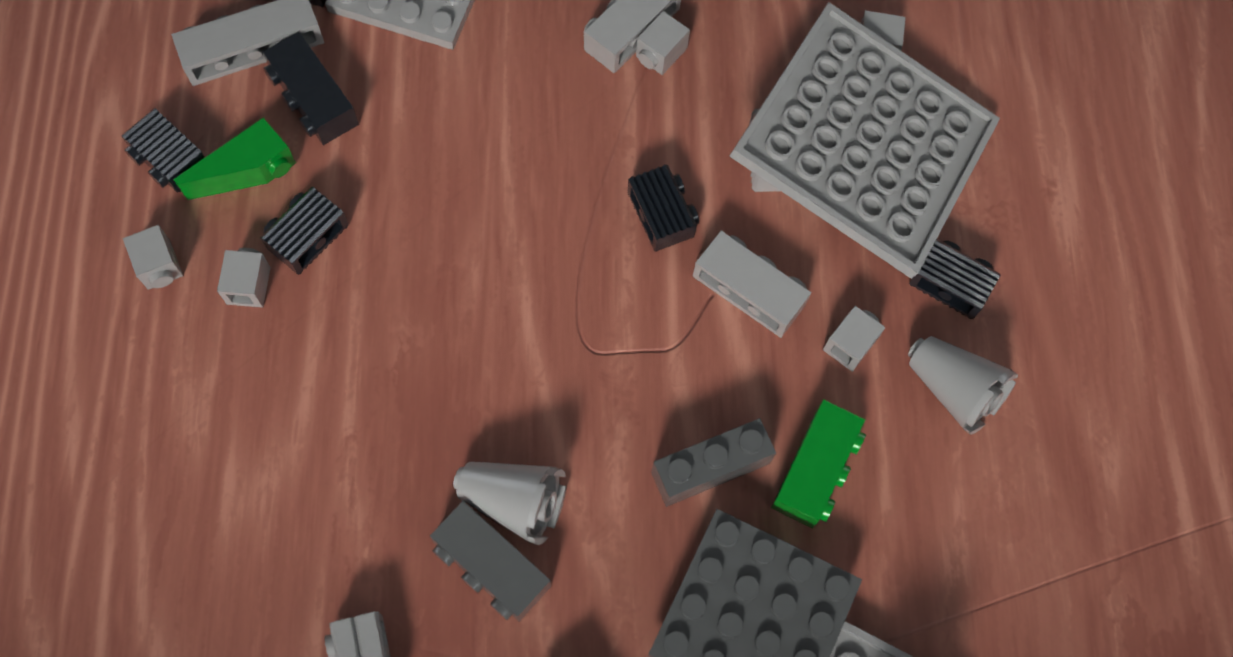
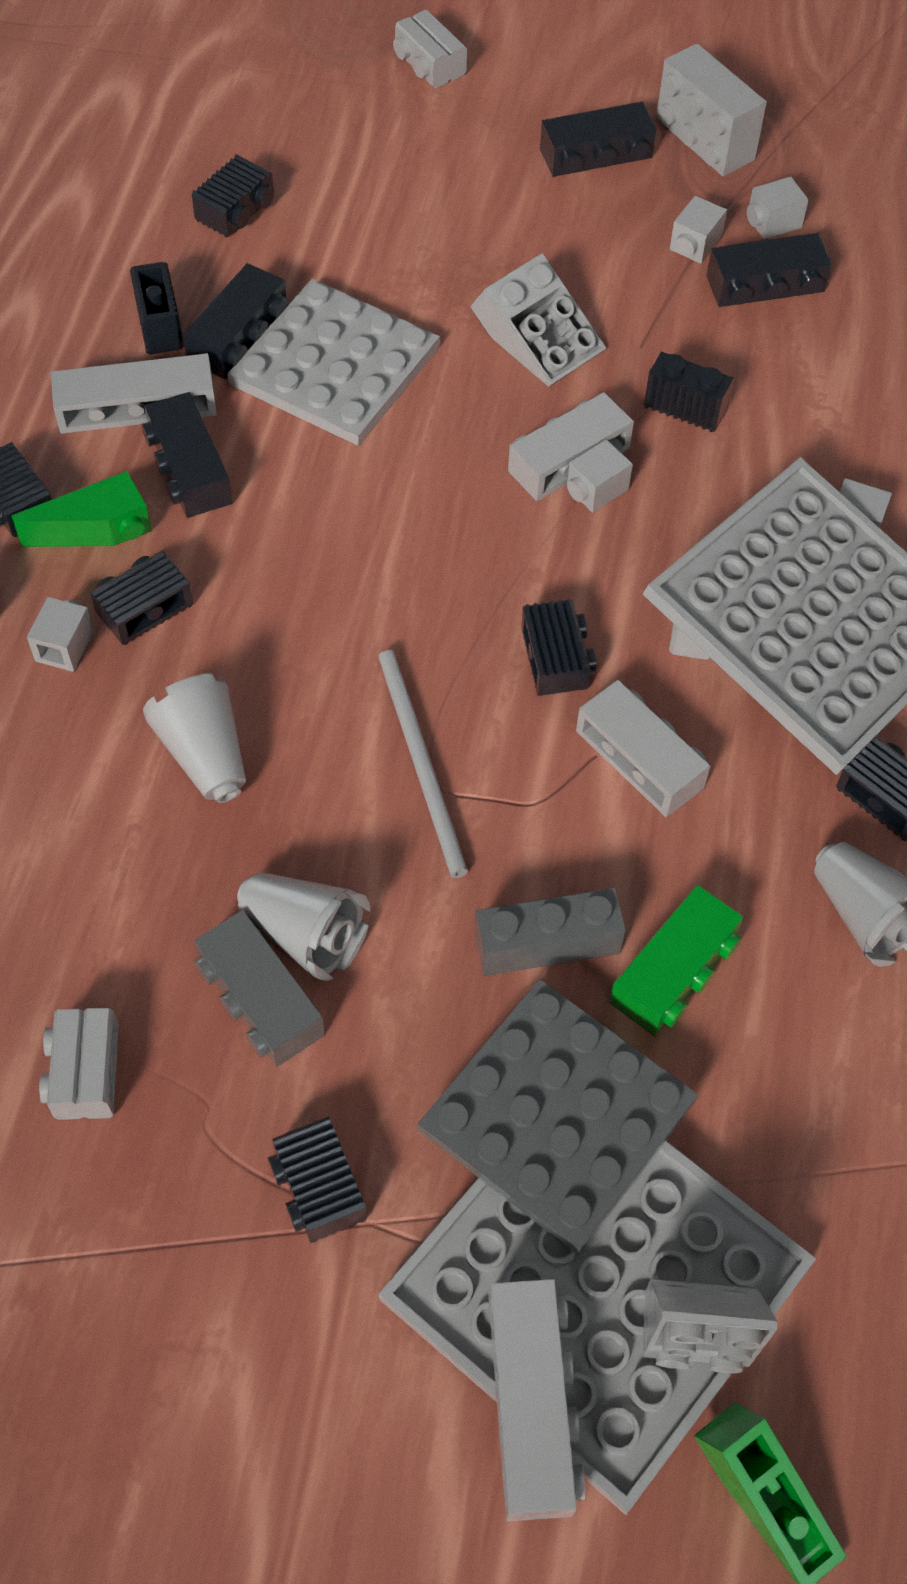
camera: 15 degrees right, 10 degrees down
(389, 350) = (201, 734): none -> light grey cone
(575, 332) = (423, 765): none -> light grey piece
(854, 338) = (752, 830): light grey brick -> none

